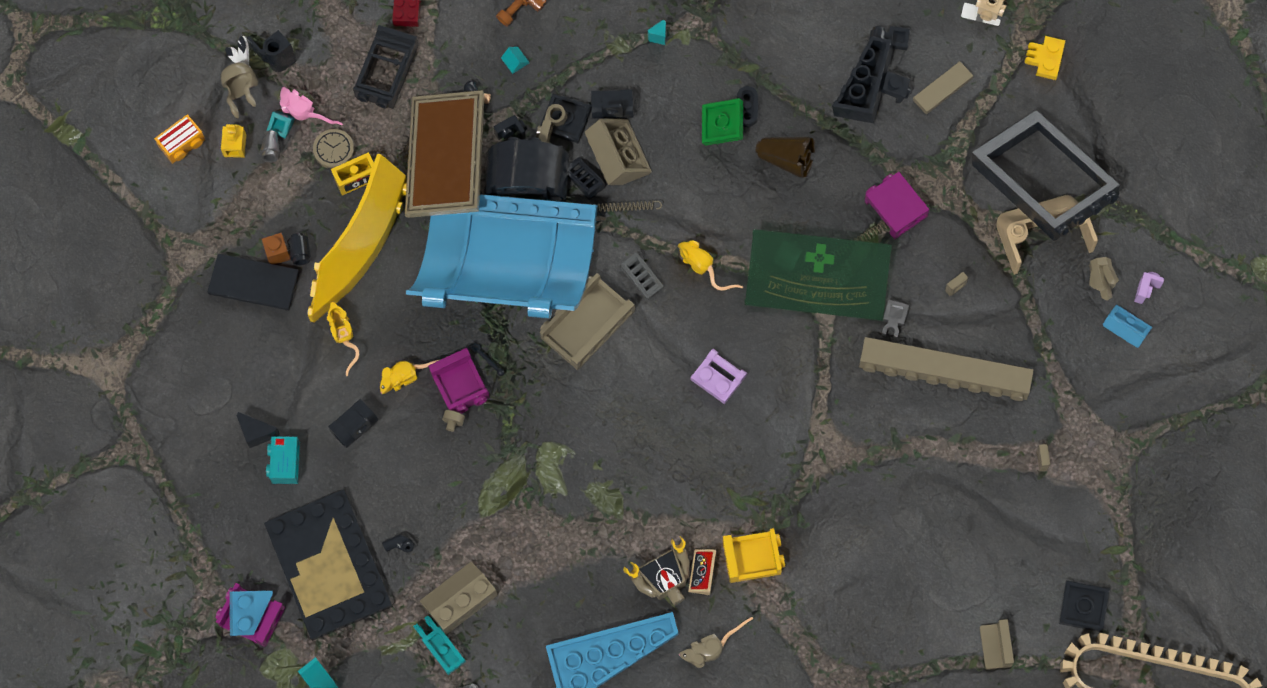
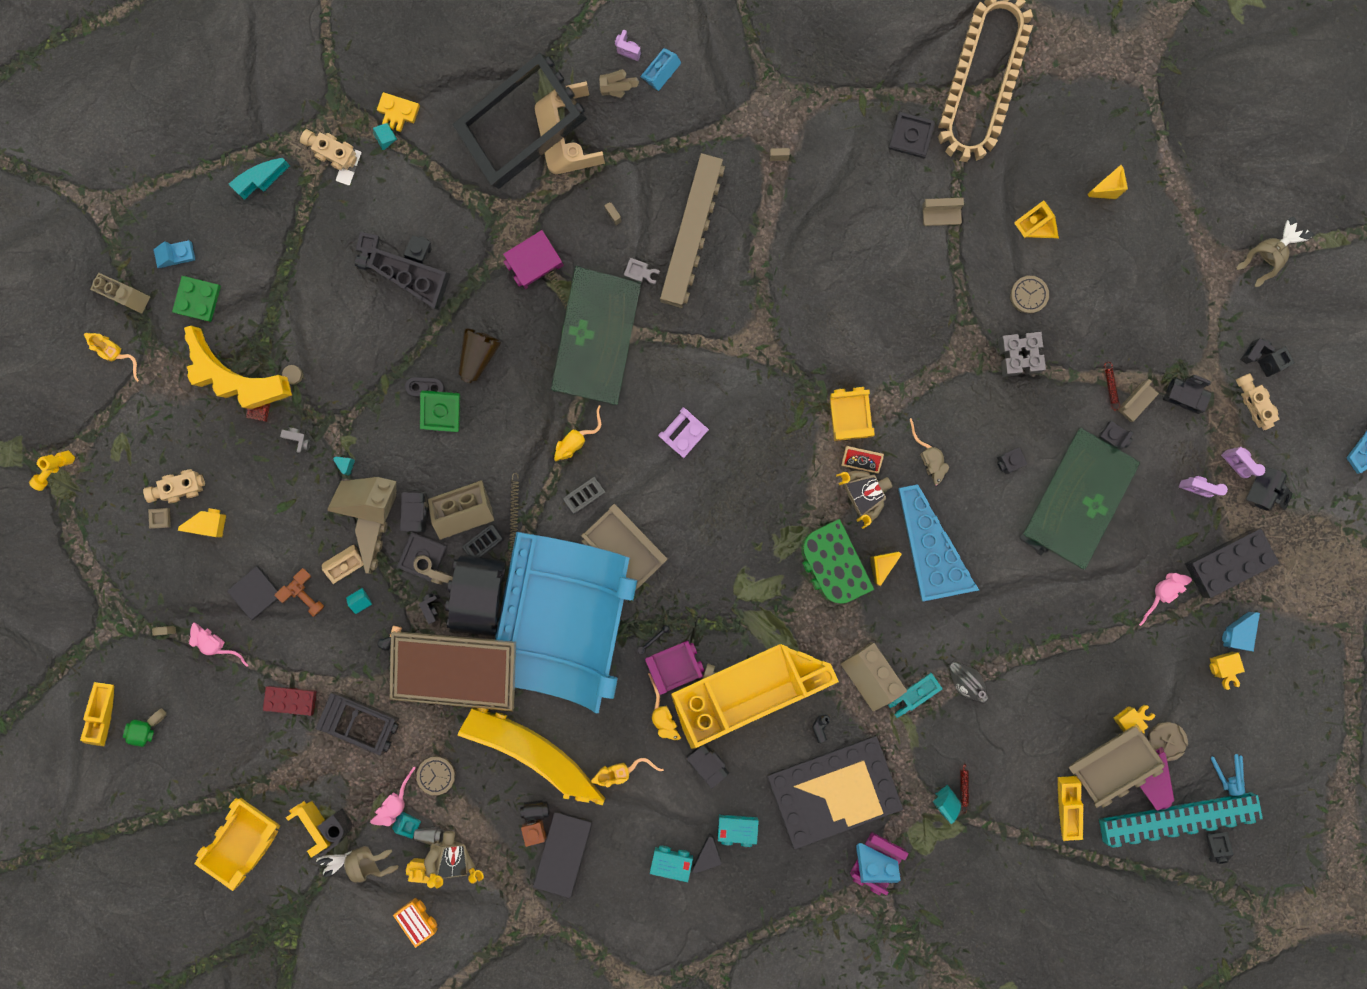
camera: 85 degrees left, 15 degrees up
(245, 164) = (449, 860): none -> torso
(245, 392) = (671, 863): none -> teal brick
(289, 25) = (311, 819): none -> yellow panel
(353, 173) = (465, 757): yellow brick -> none
(434, 459) = (748, 692): none -> yellow slope
(552, 41) = (342, 564): none -> tan slope
(582, 542) = (834, 564): none -> green brick
(583, 598) = (882, 566): none -> yellow slope
(585, 62) = (369, 542): none -> dark tan slope
(622, 55) = (365, 498): none -> dark tan slope
(943, 87) = (420, 207): dark tan tile -> none
(1017, 45) = (384, 135): none -> teal slope

